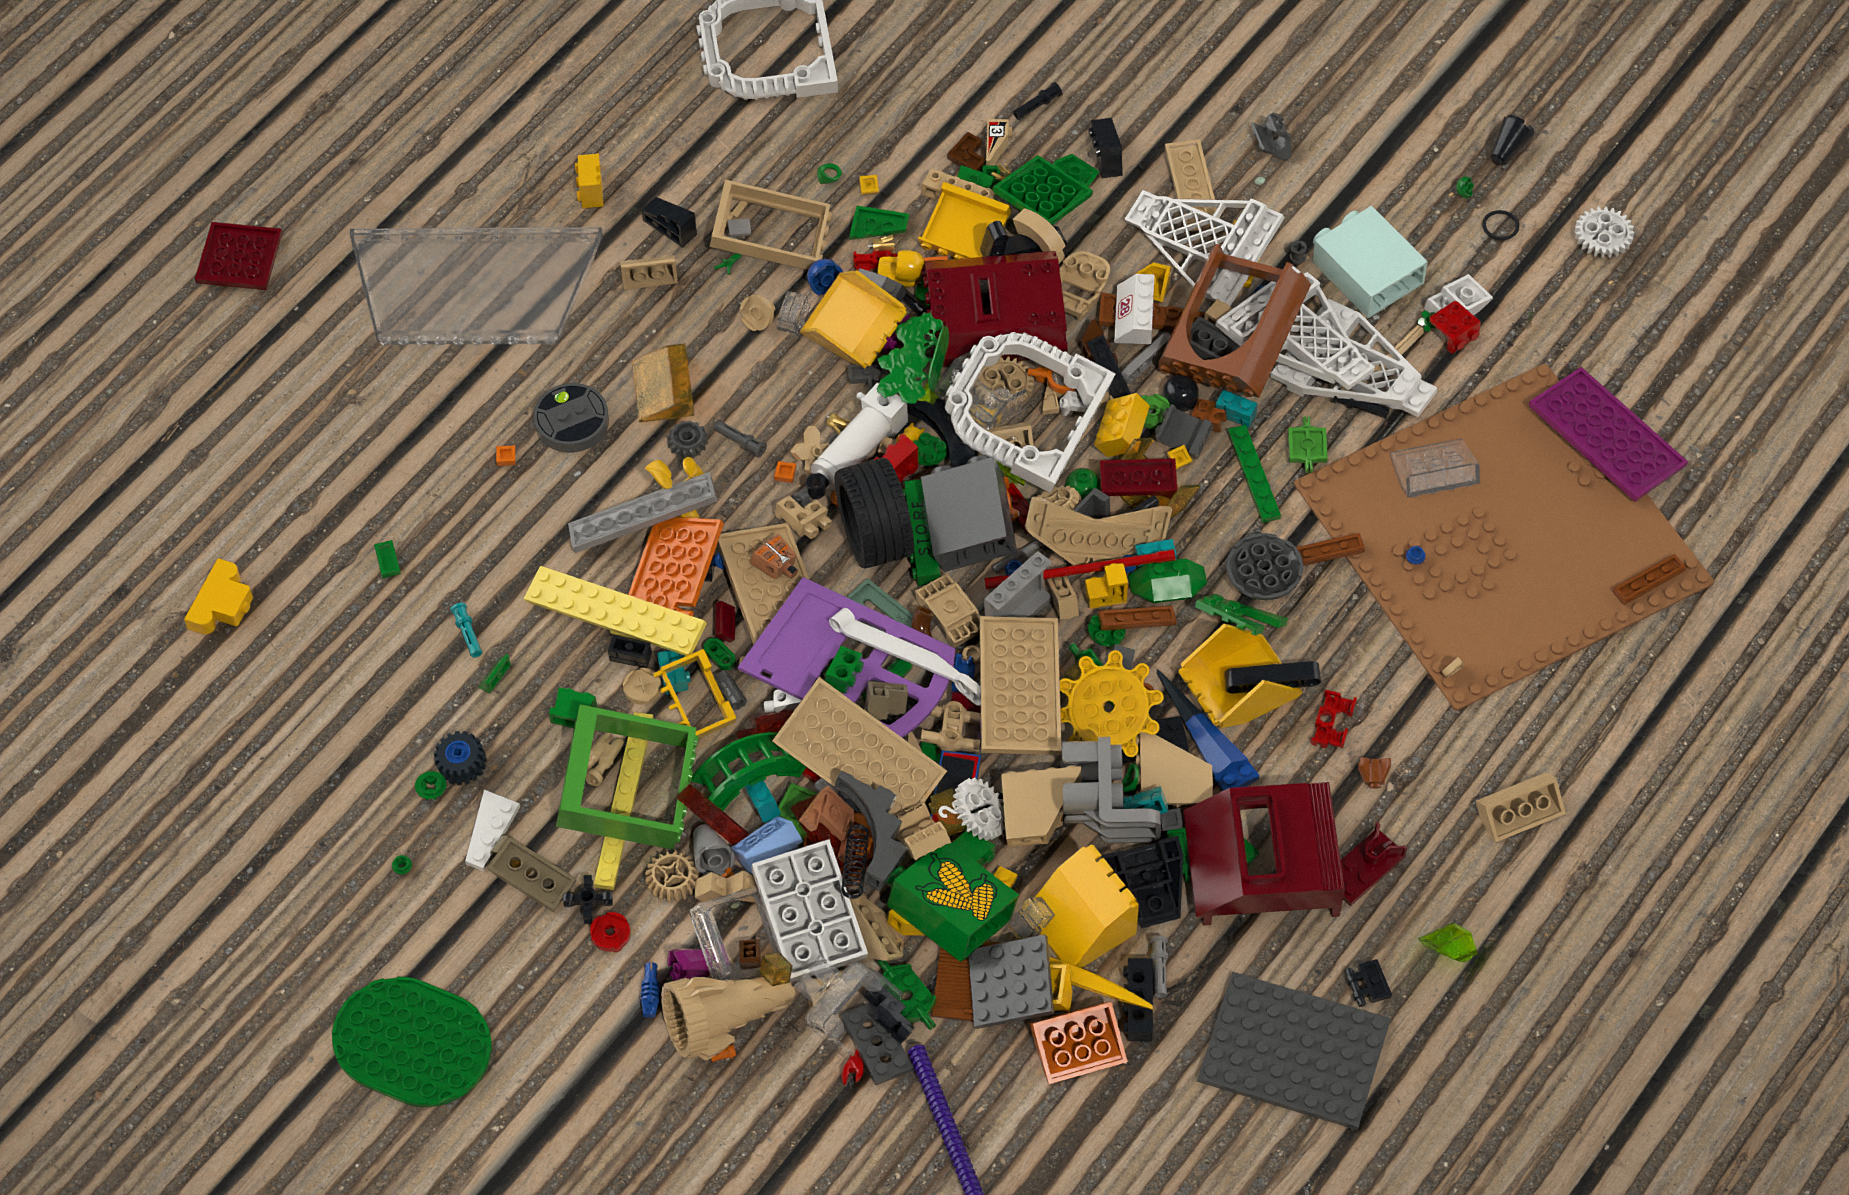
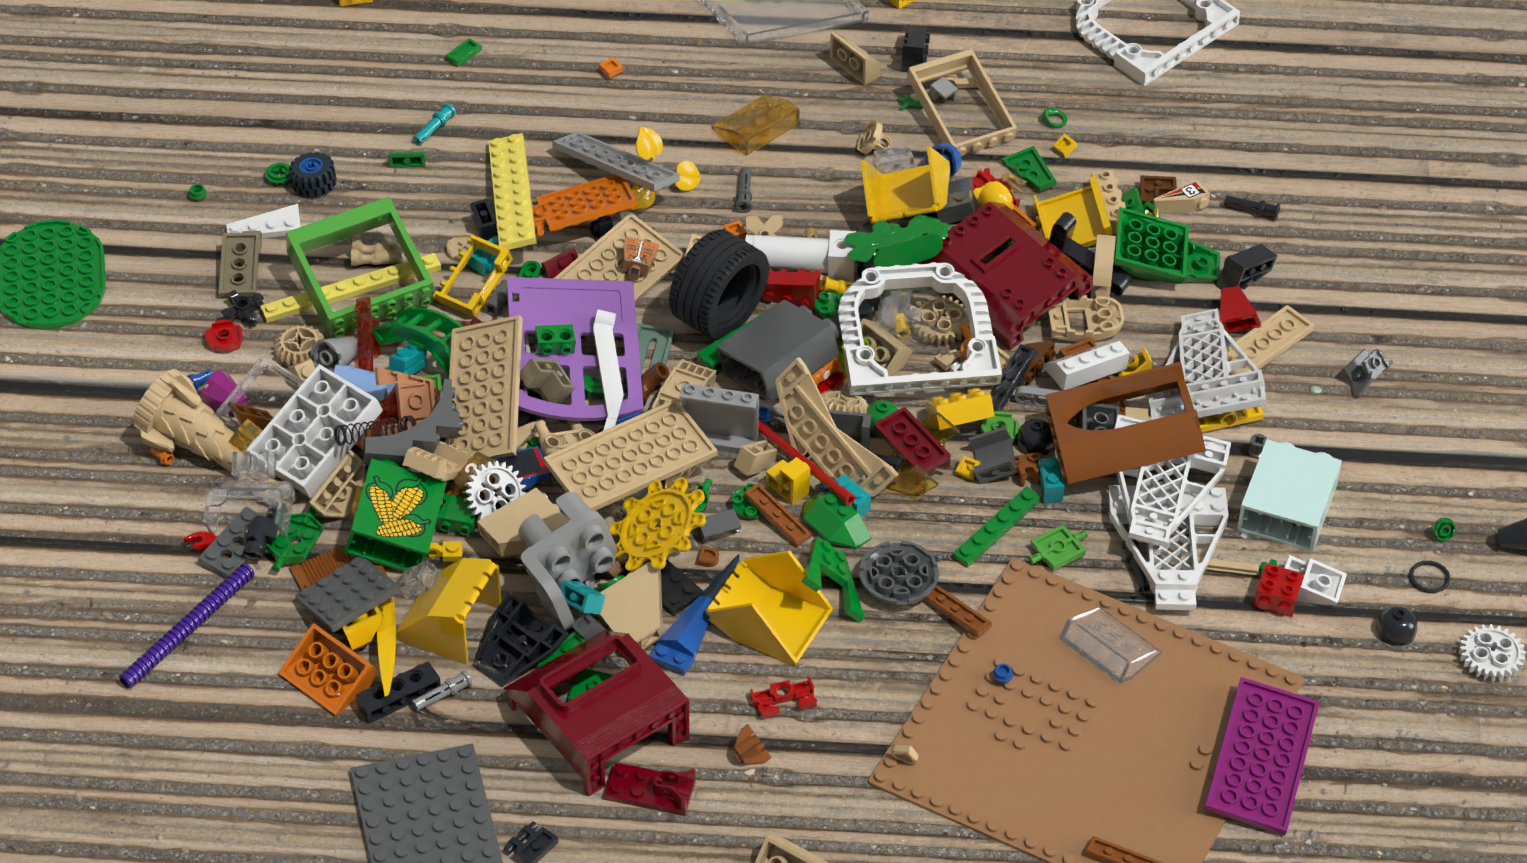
camera: 55 degrees right, 10 degrees down
(567, 706) = (412, 214): green hips -> none
(571, 417) = (678, 86): piece -> none
(687, 448) = (715, 159): dark grey gear -> none
(1148, 177) = (1237, 311): none -> red slope
(1288, 674) = (791, 632): black beam -> none
(1537, 274) = (1397, 626): none -> black cylinder

